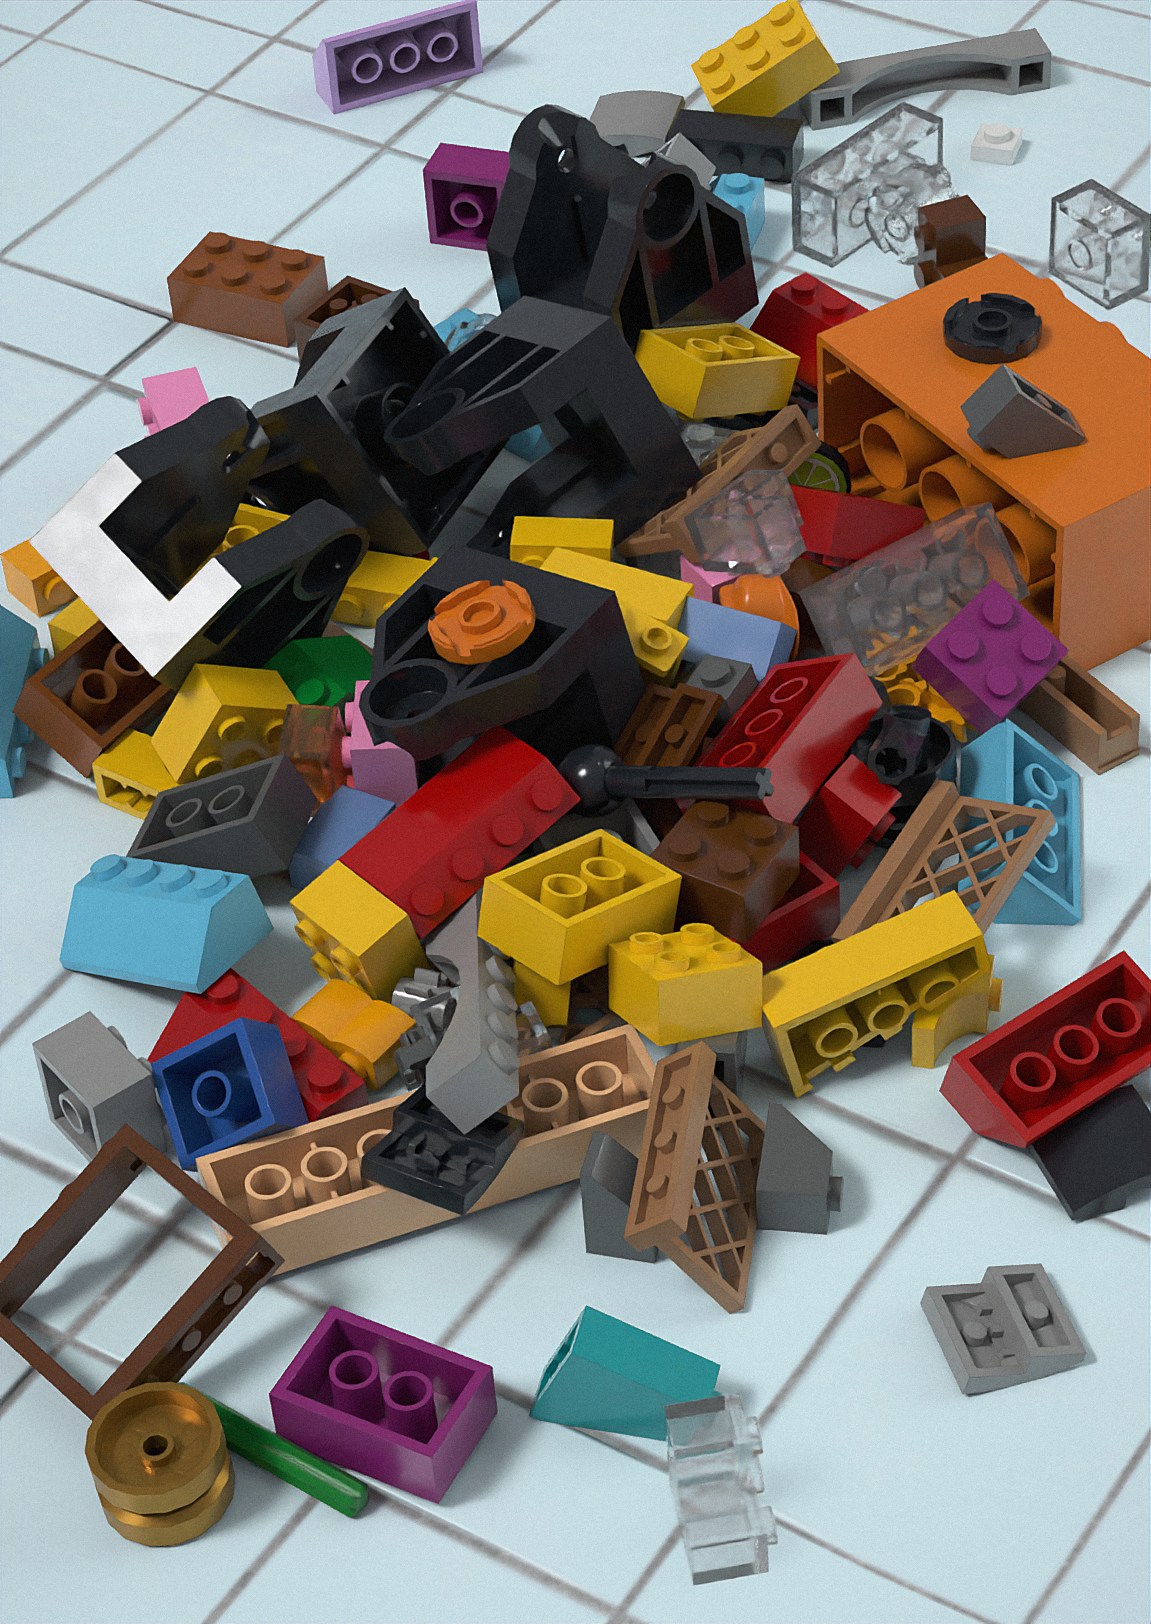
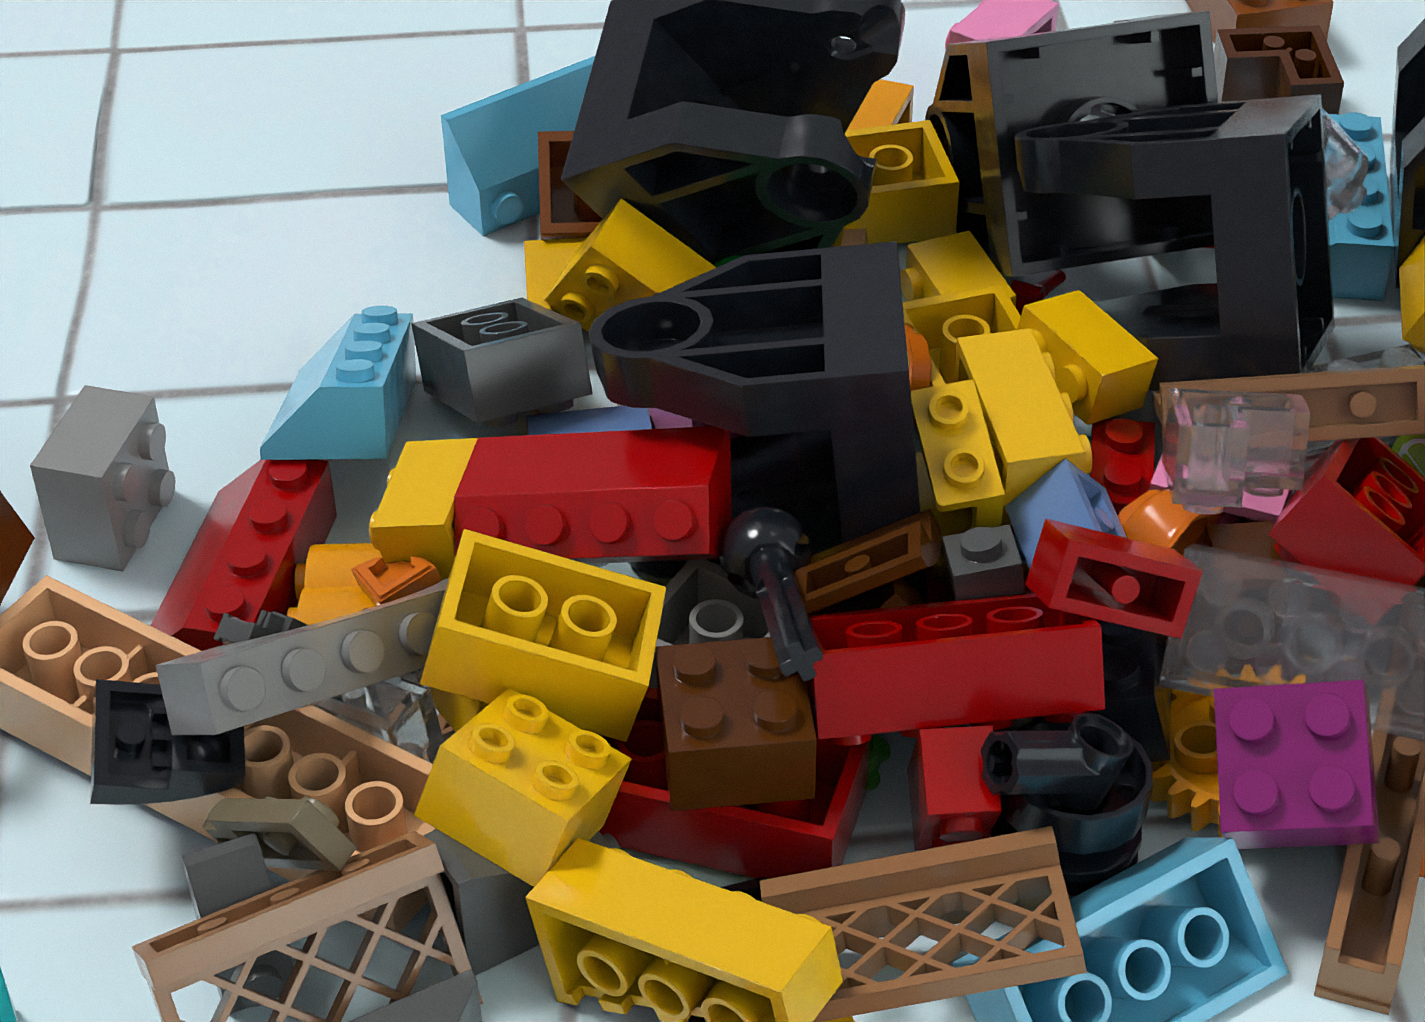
camera: 50 degrees right, 0 degrees up
(228, 1090) = (149, 550): blue brick -> none
(397, 983) = (394, 580): none -> orange tile
(482, 622) = (781, 315): orange tile -> none
(616, 1110) = (288, 831): none -> dark tan hinge
(816, 629) = (1113, 578): none -> red brick

